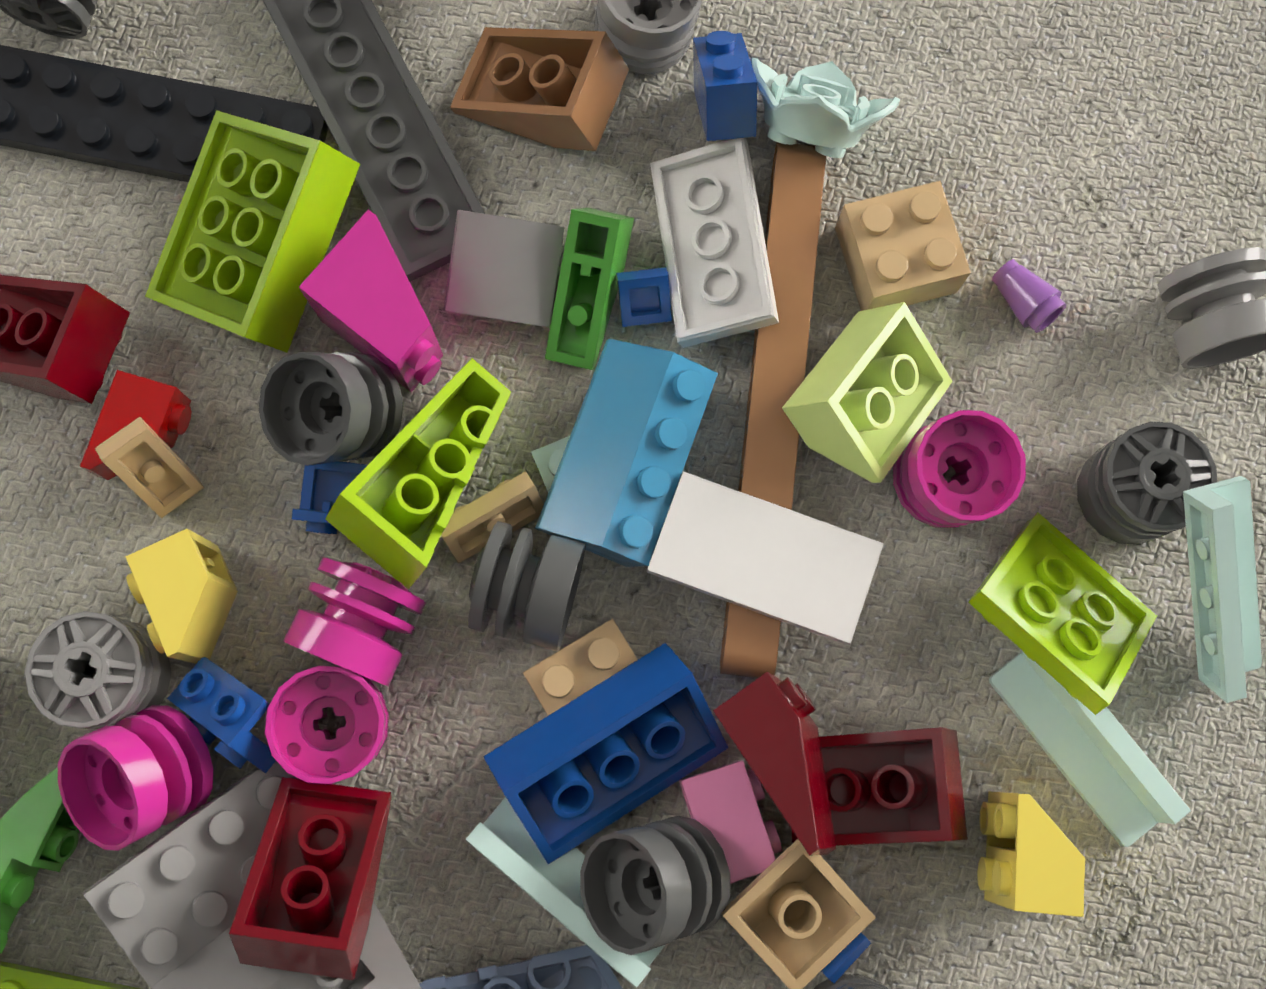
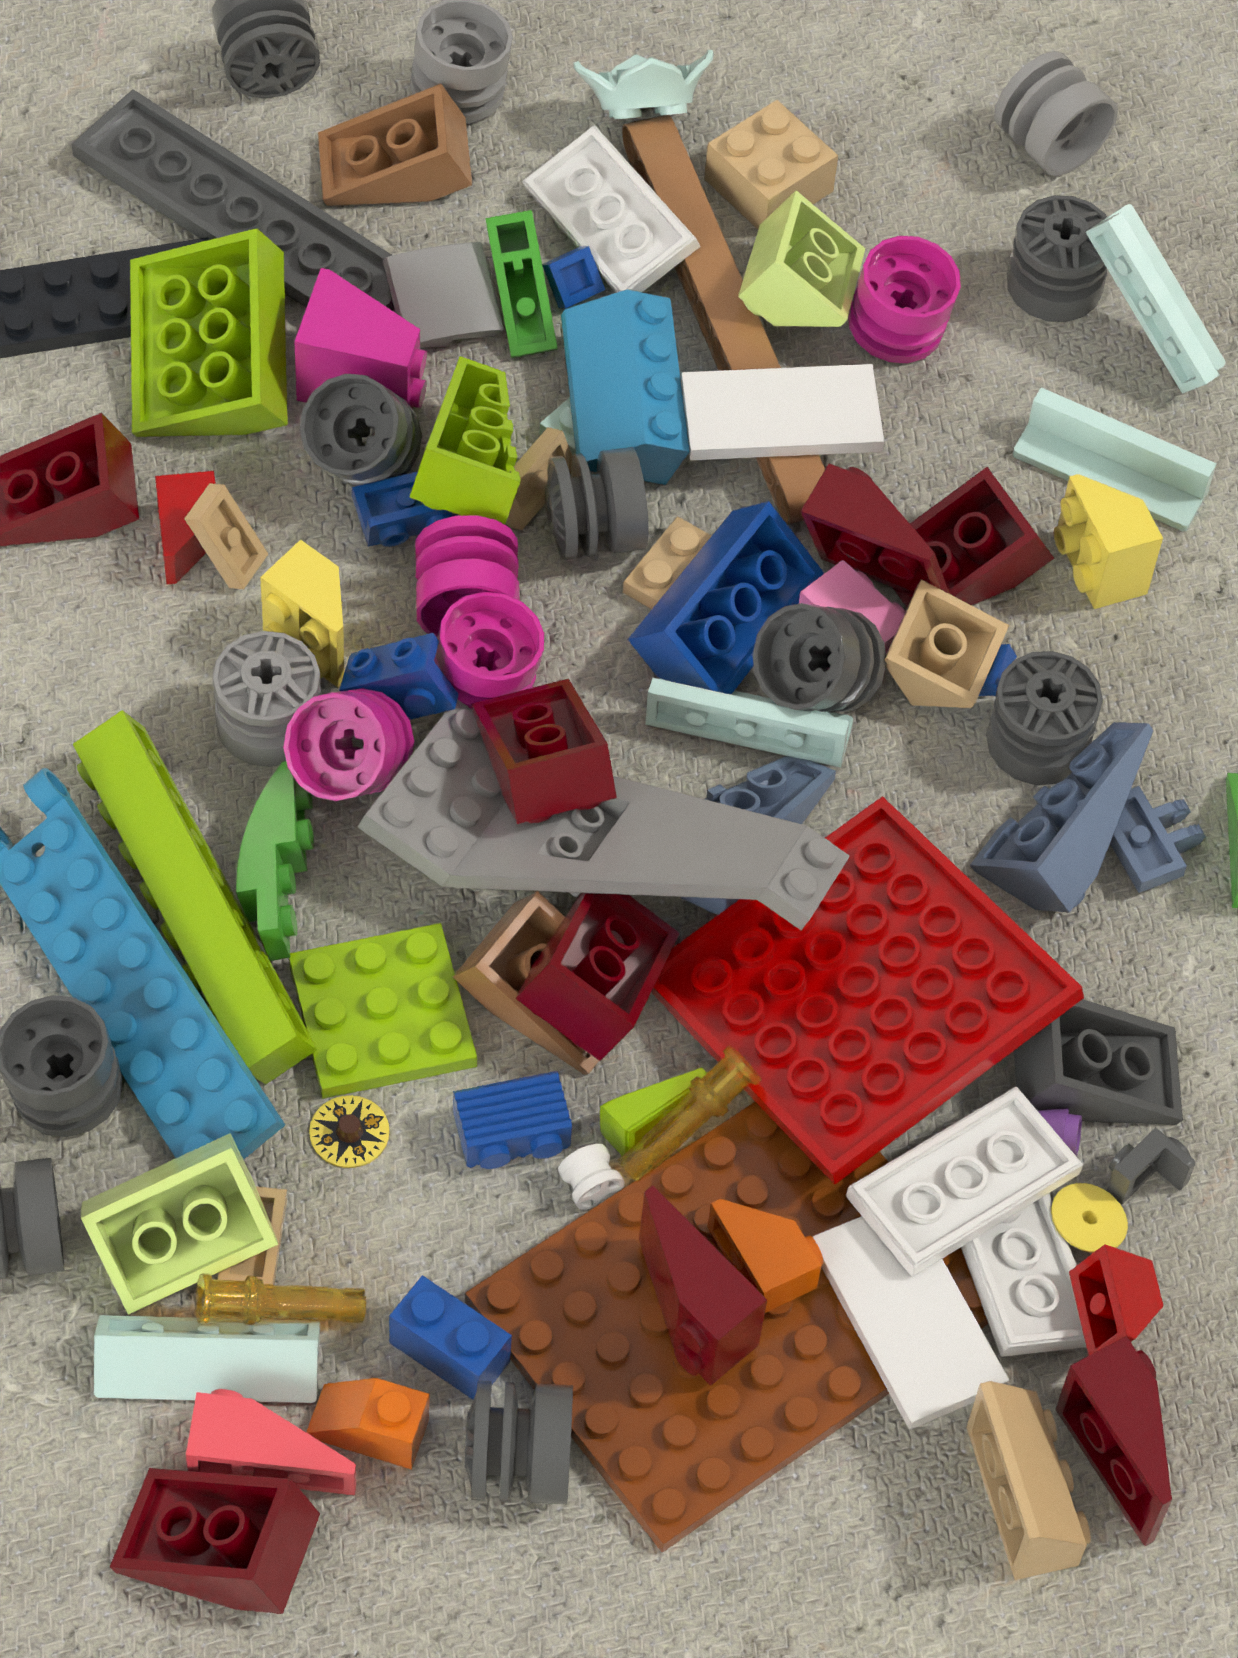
camera: 25 degrees left, 20 degrees down
(724, 86) = (559, 94): blue brick -> none
(1029, 296) = (896, 167): medium lavender cone -> none
(1065, 612) = (1041, 364): lime plate -> none

